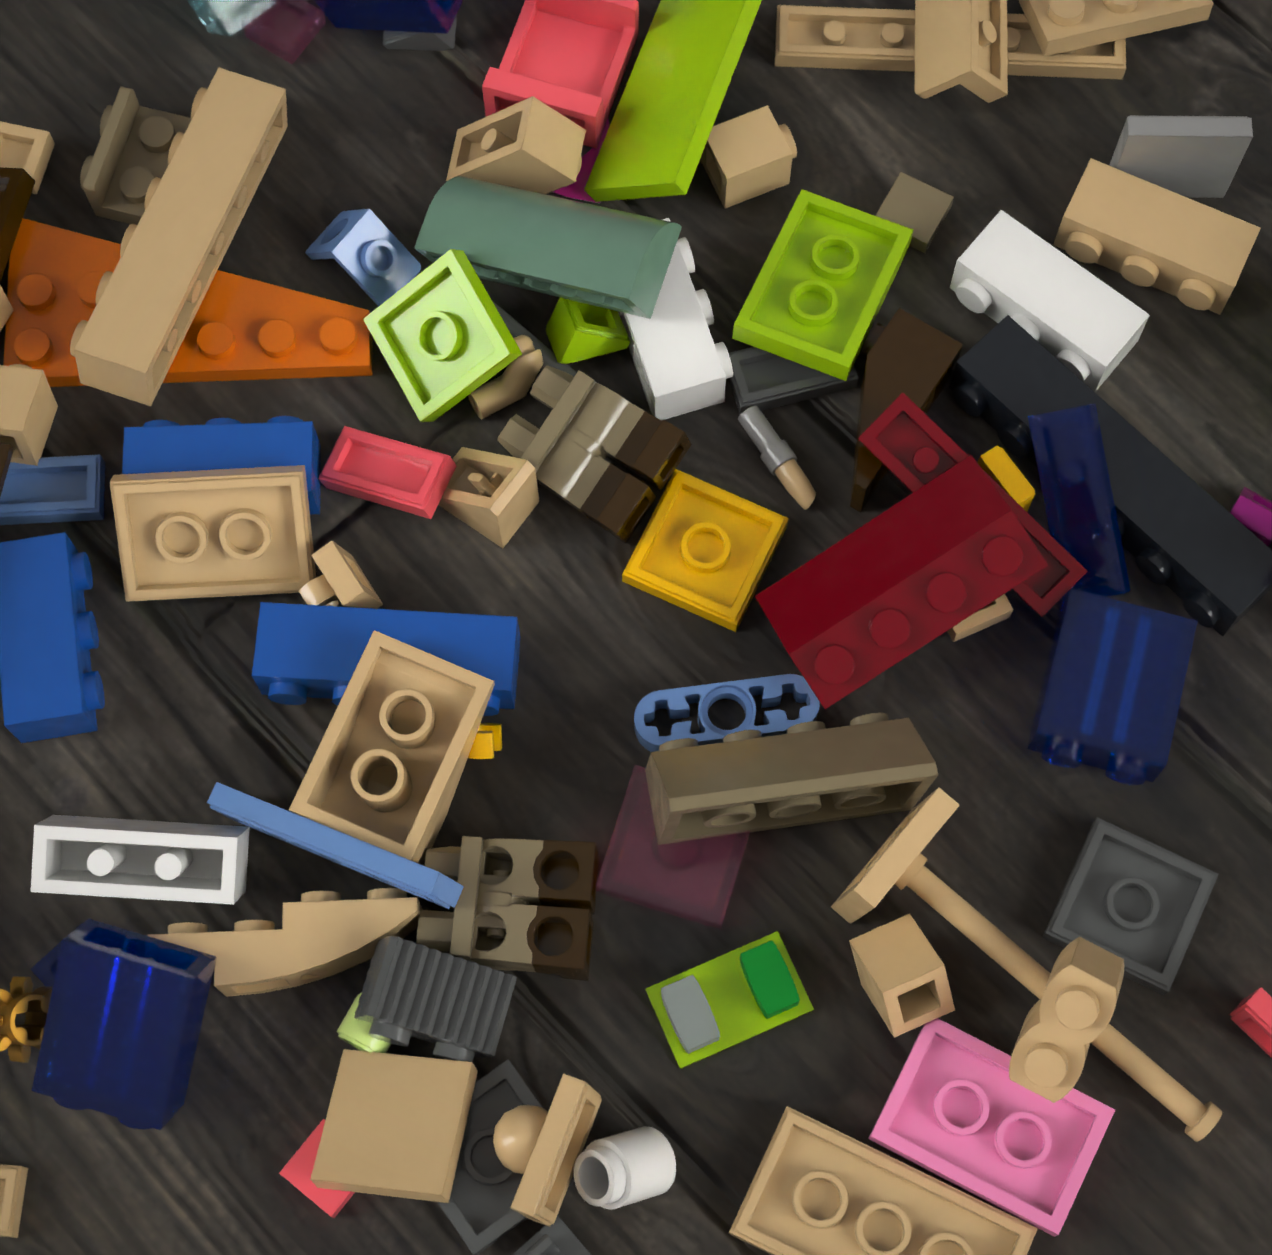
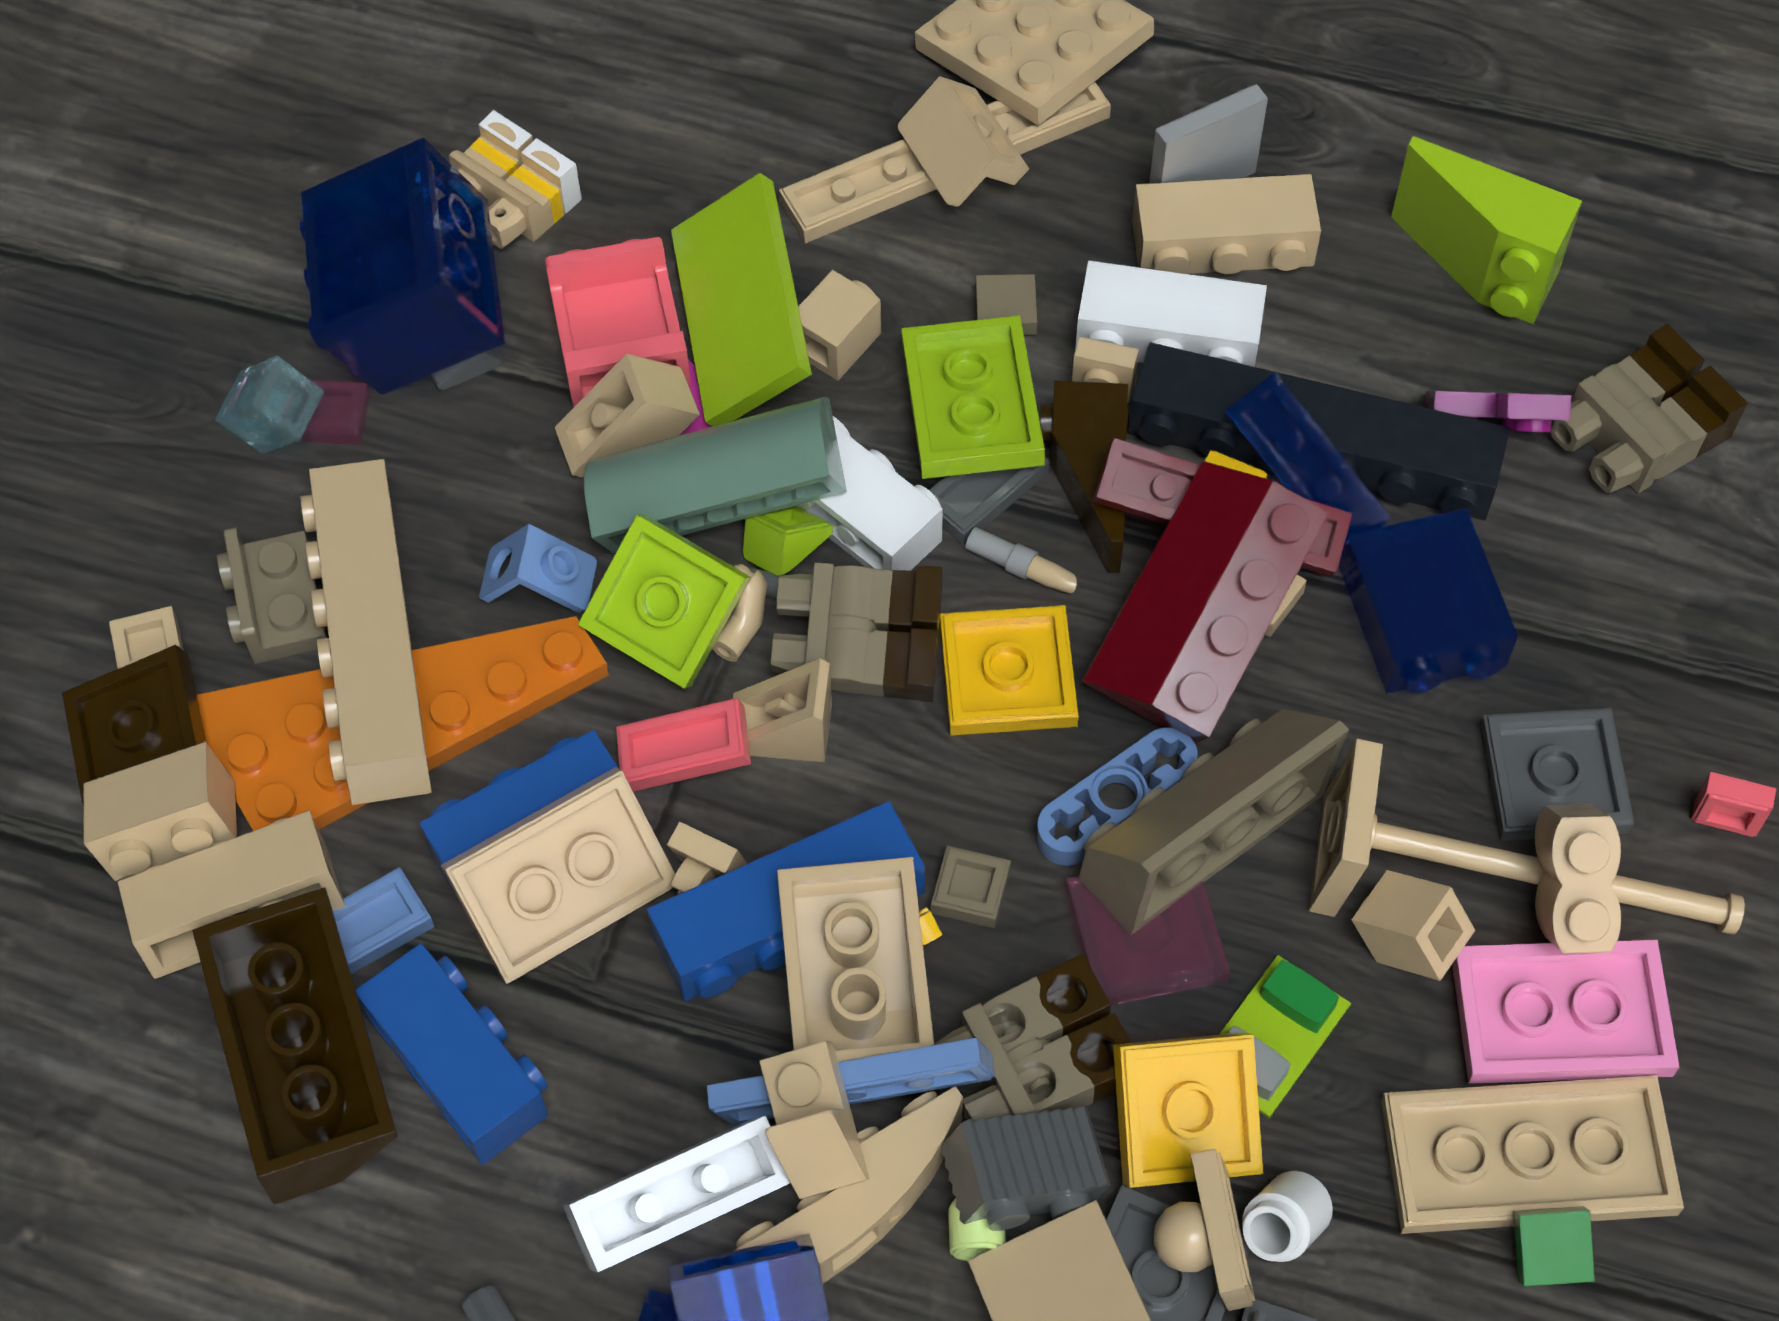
camera: 30 degrees left, 10 degrees down
(272, 873) = (813, 1120): none -> tan slope
(553, 726) = (970, 886): none -> dark tan tile
(603, 1025) = (1186, 1101): none -> yellow tile
(957, 315) = (1105, 363): none -> tan plate

